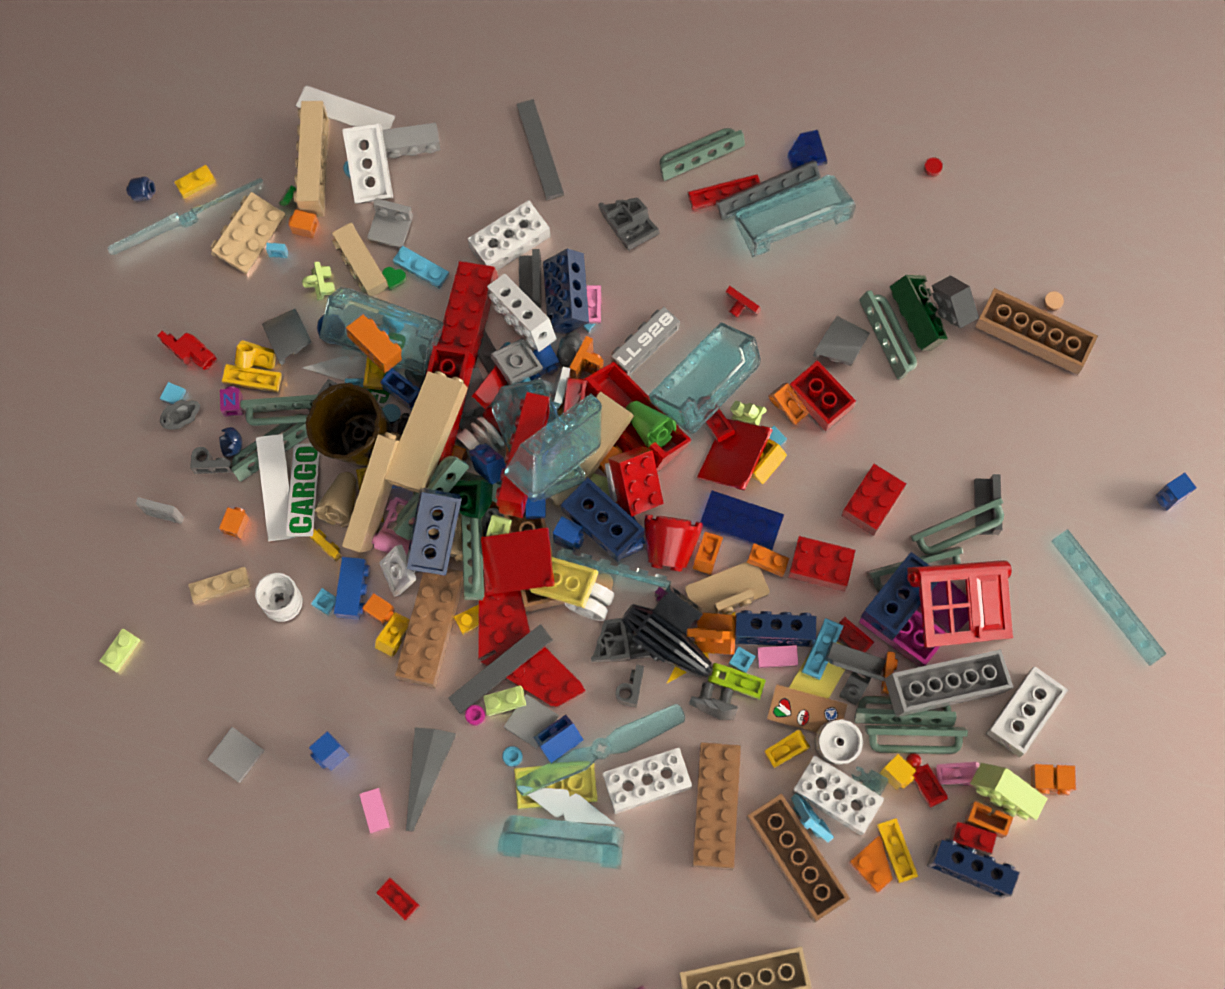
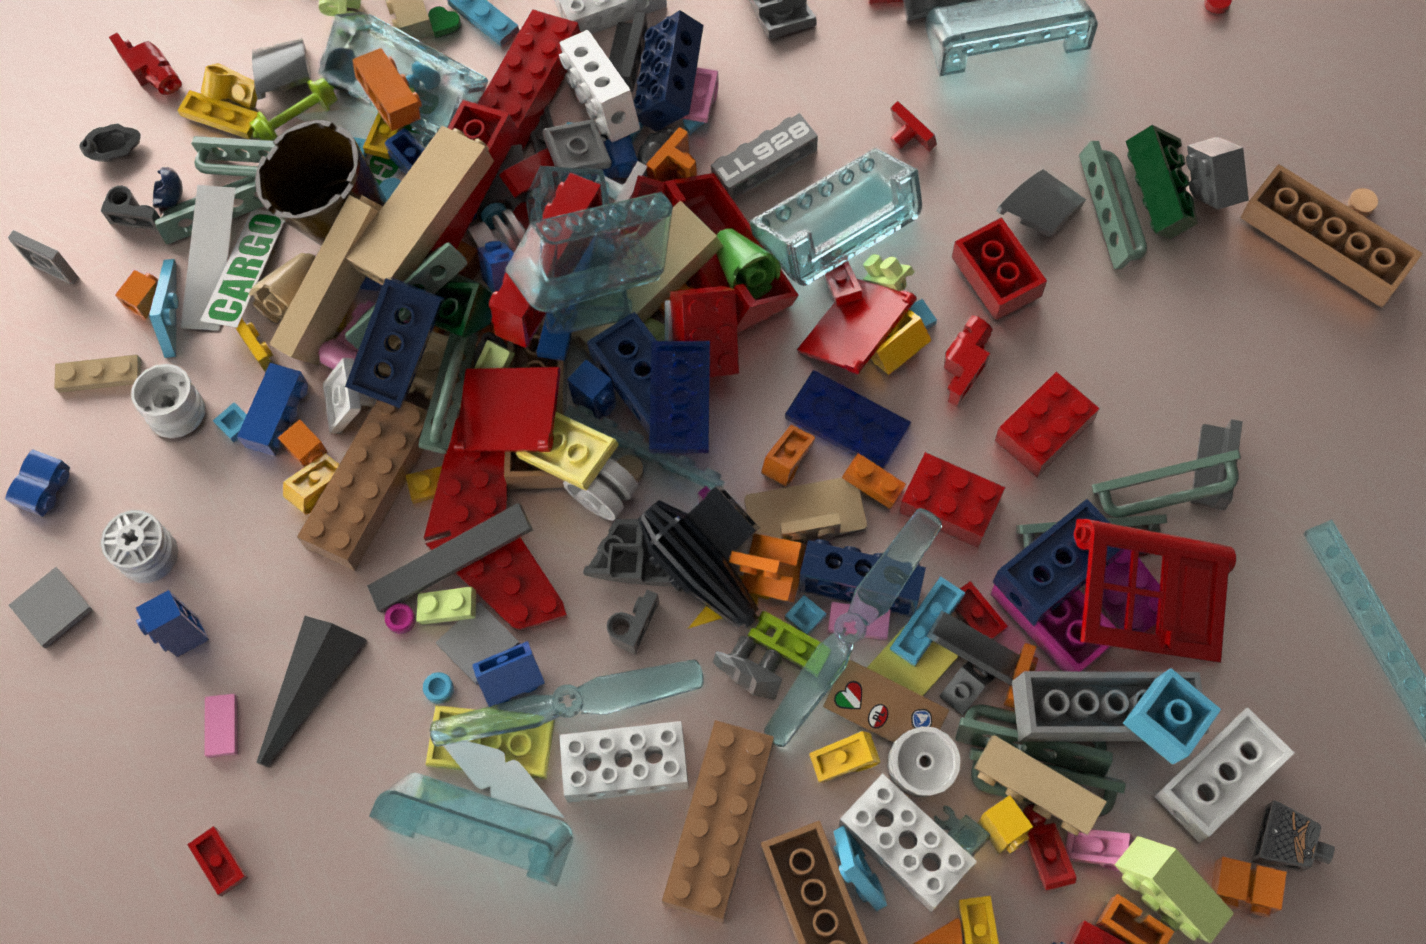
camera: 15 degrees right, 5 degrees down
(172, 393) = (110, 114): medium azure tile -> none
(202, 671) = (37, 483): none -> blue brick
(230, 401) = (179, 138): magenta brick -> none
(255, 526) = (164, 309): none -> medium azure wing
(295, 710) = (139, 546): none -> white wheel
(322, 350) = (321, 93): none -> lime piece
(468, 419) = (490, 211): none -> medium azure tile
(633, 532) = (680, 397): none -> clear blue plate
(670, 541) = (740, 425): red cone -> none
(785, 646) = (870, 601): none -> clear light blue piece
(788, 401) = (950, 270): orange plate -> none
(812, 461) = (967, 357): none -> red plate
(914, 742) = (1039, 785): none -> tan brick
(989, 683) = (1172, 716): none -> medium azure brick
(1073, 744) = (1289, 840): none -> torso

